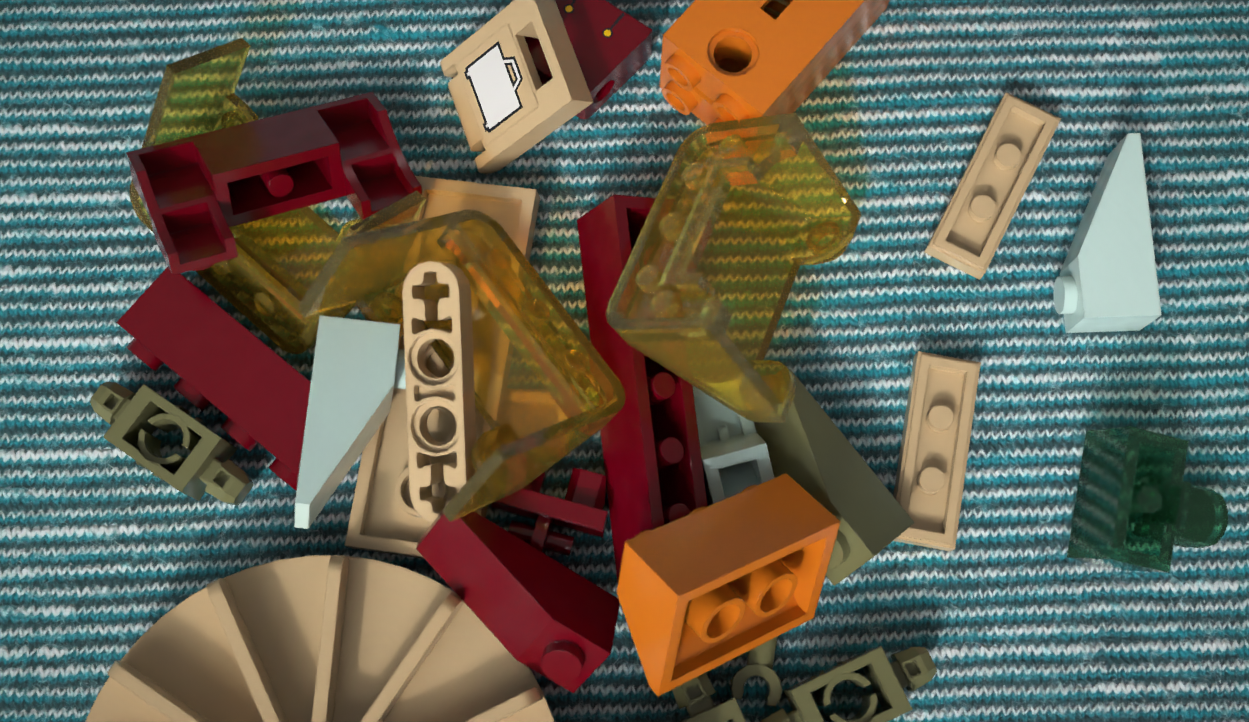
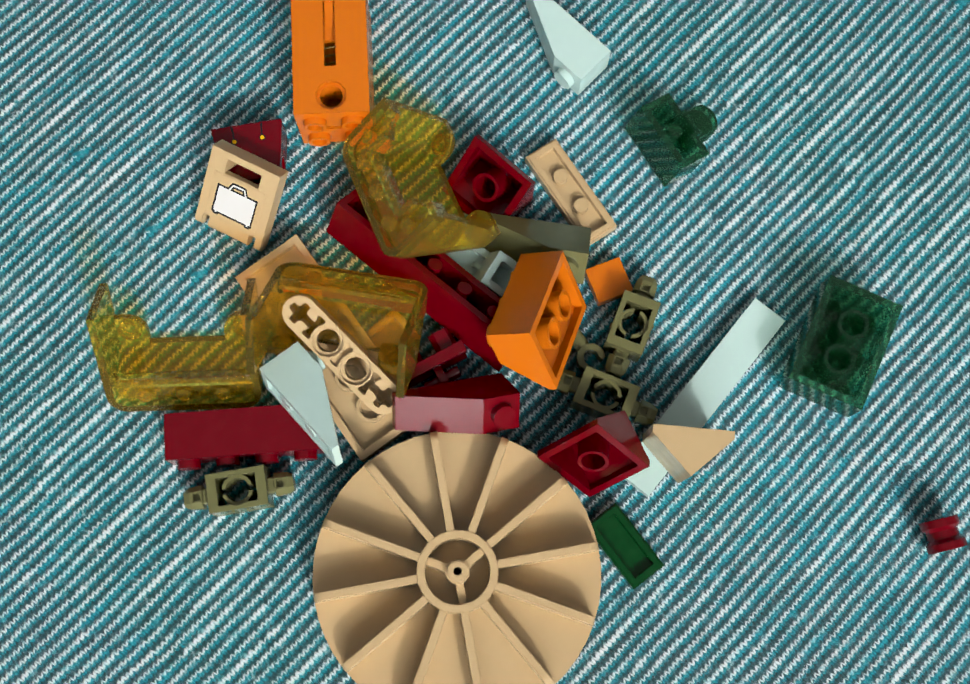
camera: 45 degrees left, 0 degrees up
(265, 169) = (166, 331): dark red bracket -> none
(838, 343) = (490, 181): none -> dark red slope
(874, 611) = (608, 281): none -> orange tile
(992, 186) = (490, 58): tan tile -> none

